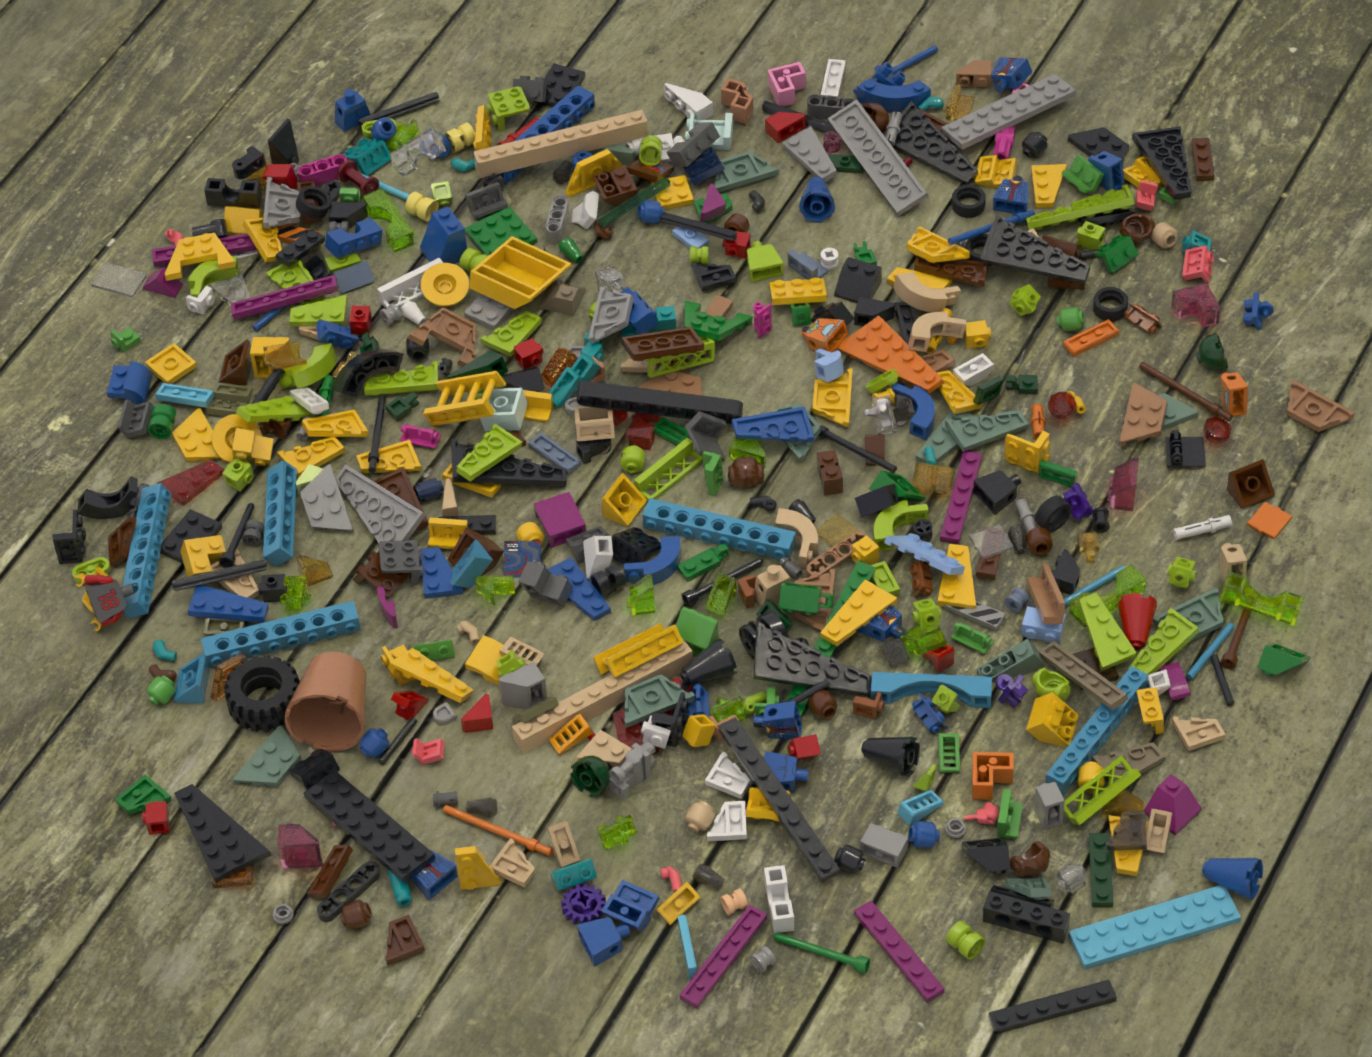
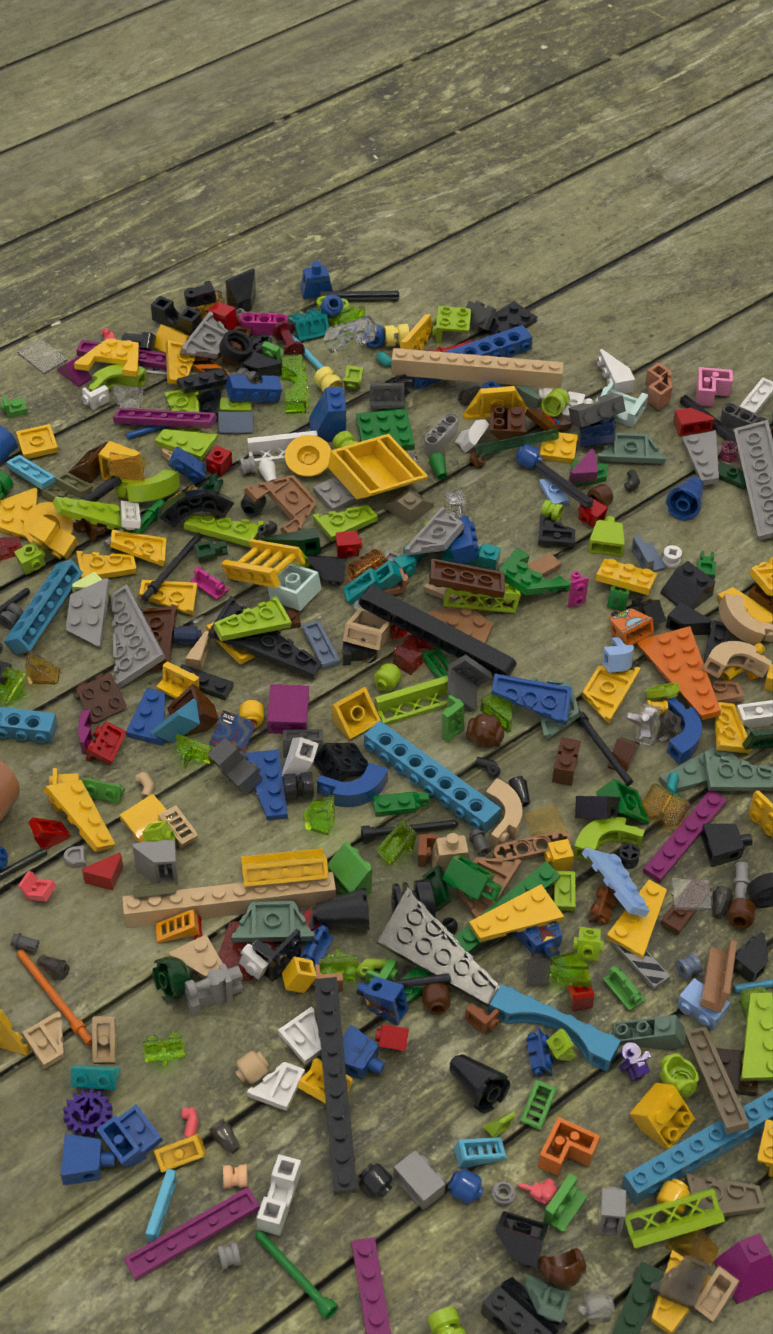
camera: 20 degrees right, 0 degrees up
(401, 558) = (121, 690): dark grey bracket -> none
(411, 609) = (106, 742): none -> red bracket
(539, 406) = (330, 596): yellow panel -> none

